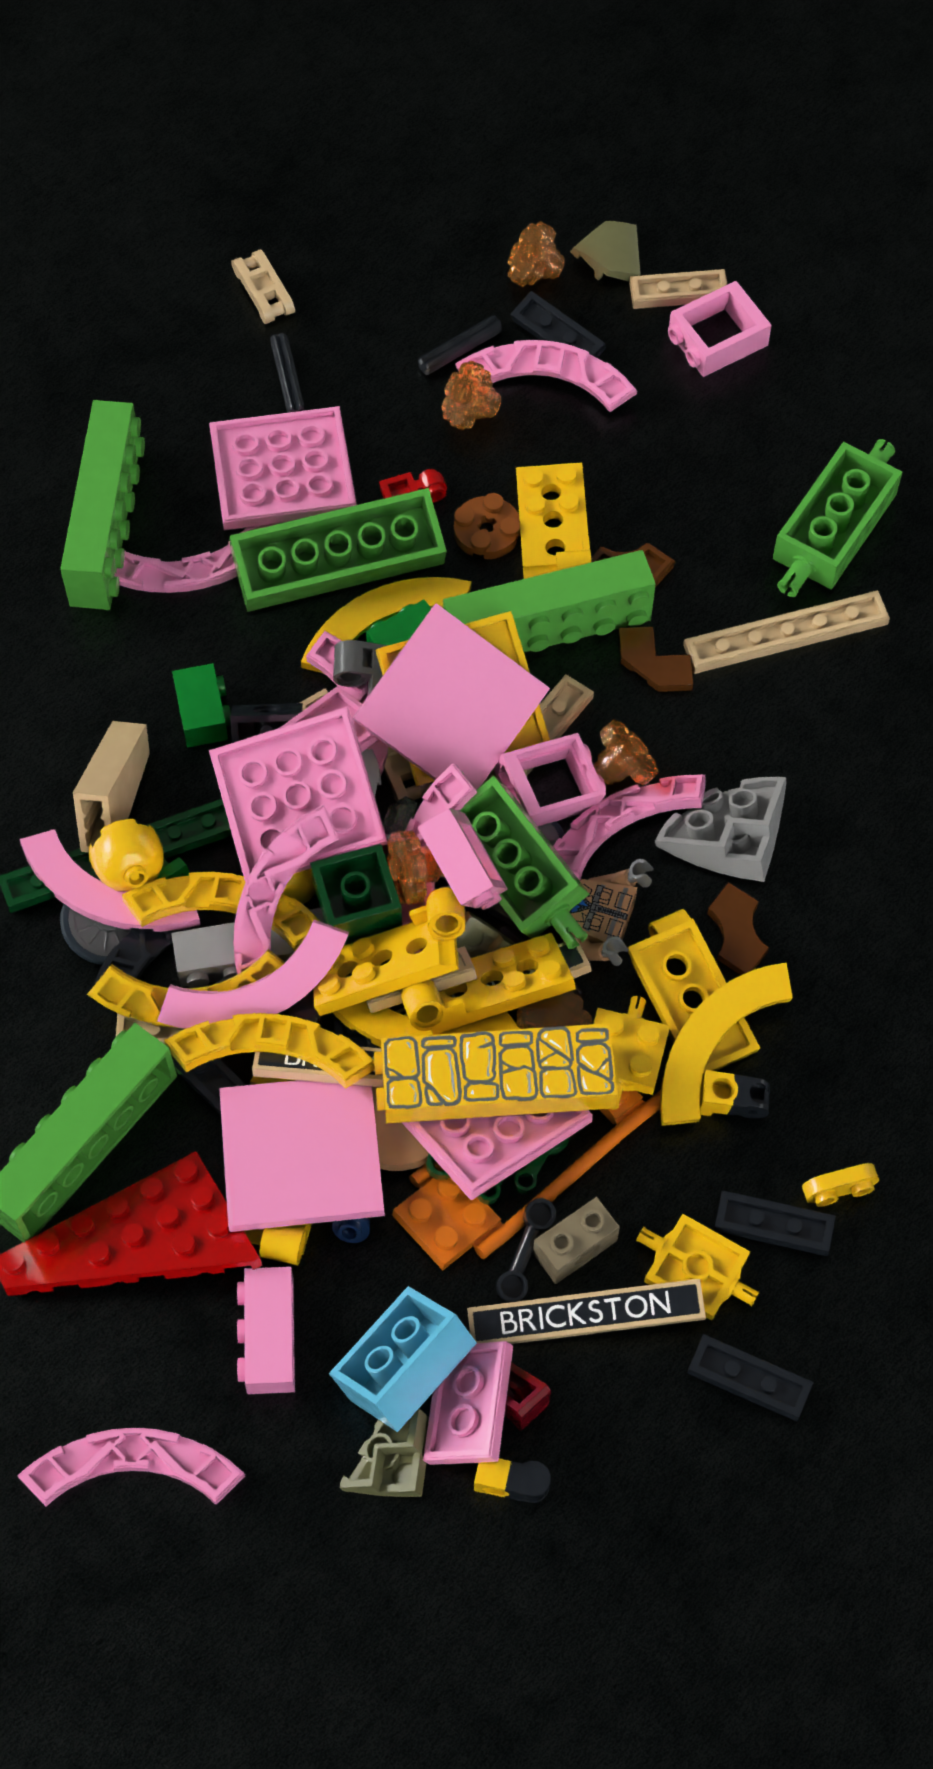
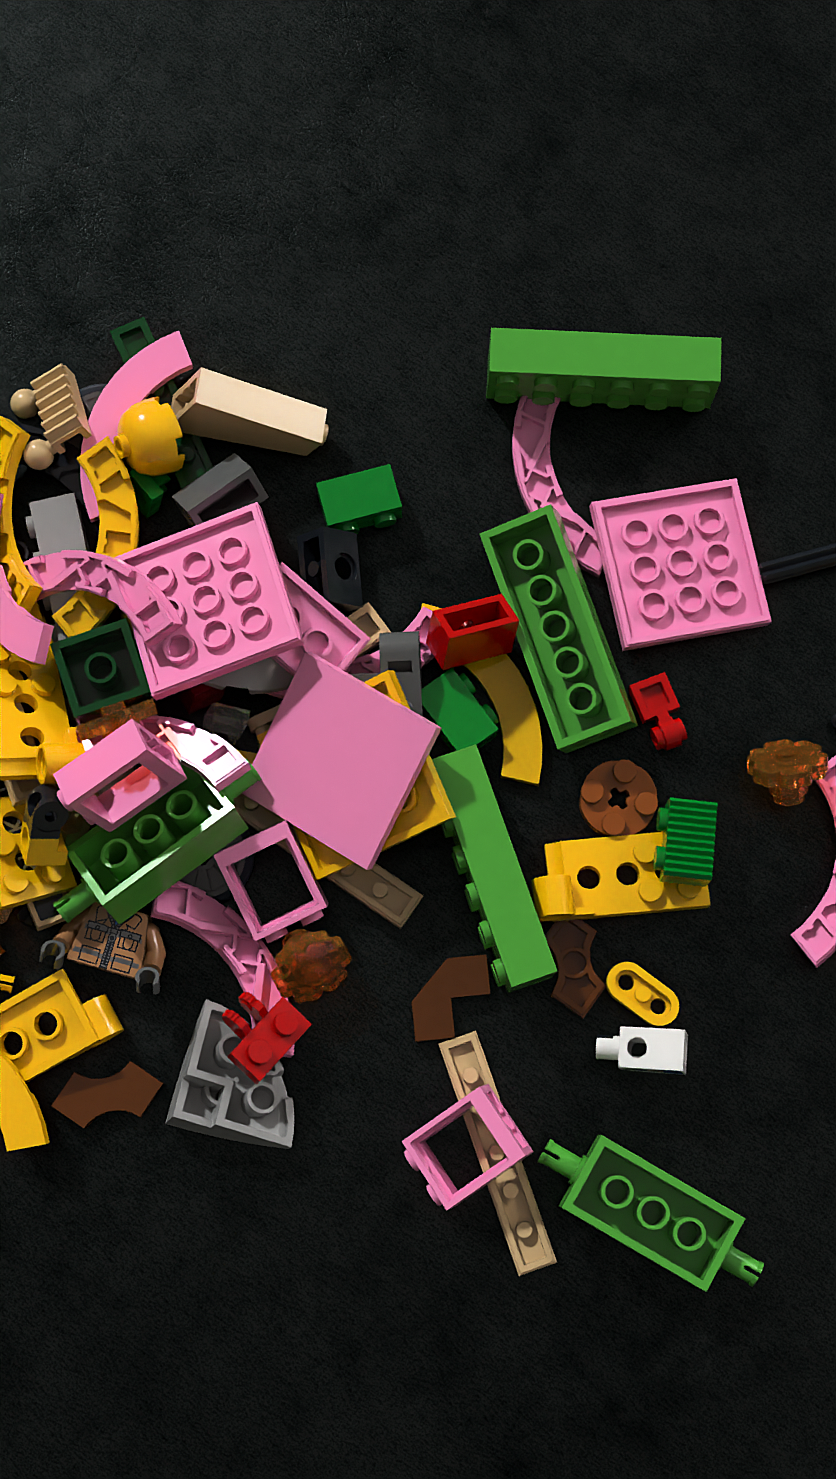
camera: 85 degrees right, 15 degrees up
(83, 946) = (60, 409): none -> tan gear
(190, 801) = (220, 491): none -> dark grey brick
(336, 607) = (472, 631): none -> red brick
(503, 933) = (40, 832): none -> leg
(531, 465) = (687, 841): none -> green brick
(653, 519) = (643, 992): none -> yellow plate
(687, 787) = (269, 1039): none -> red hinge
(704, 506) = (664, 1052): none -> white torso
(792, 601) = (499, 1124): none -> bright pink window

